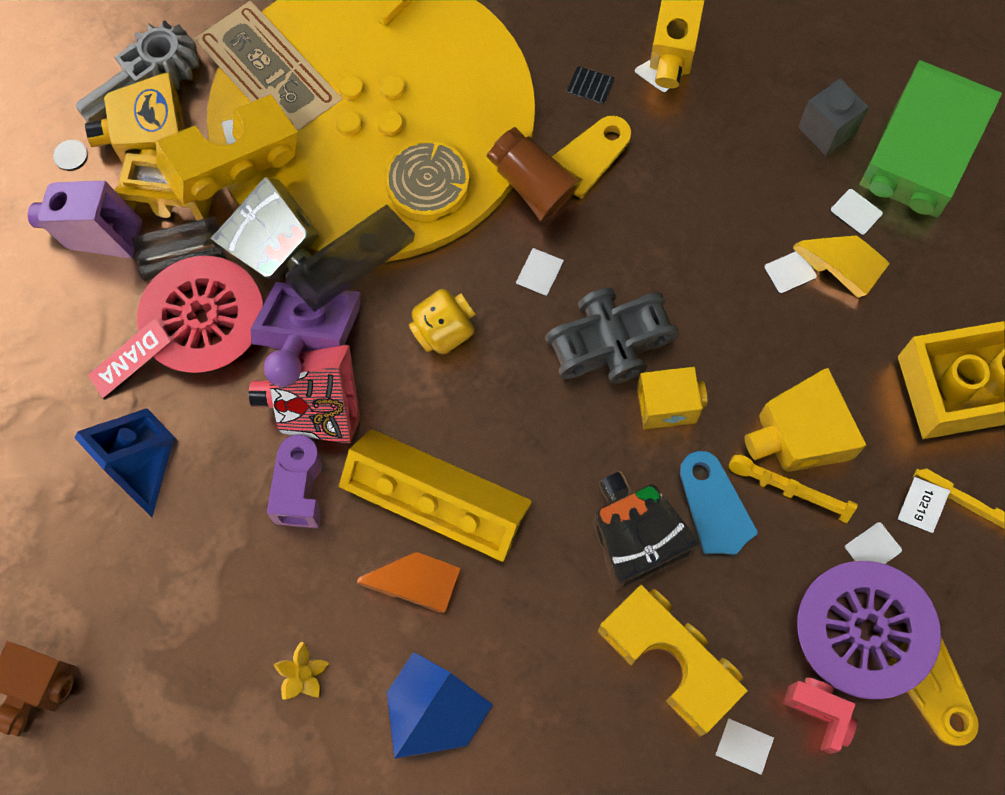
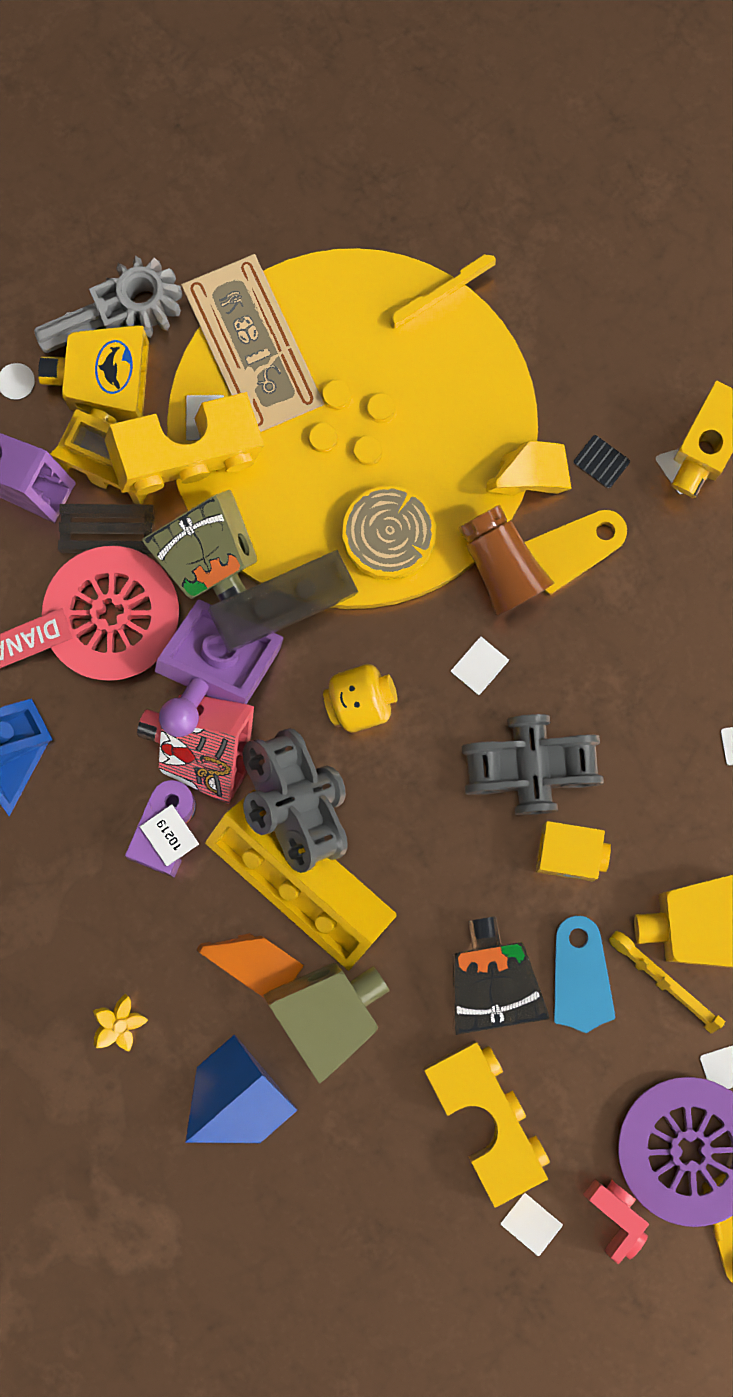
camera: 15 degrees right, 10 degrees up
(303, 483) = (169, 835): none -> white sticker
(409, 419) = (294, 800): none -> dark grey axle
(495, 604) = (327, 1015): none -> olive torso
(533, 97) = (534, 468): none -> yellow slope

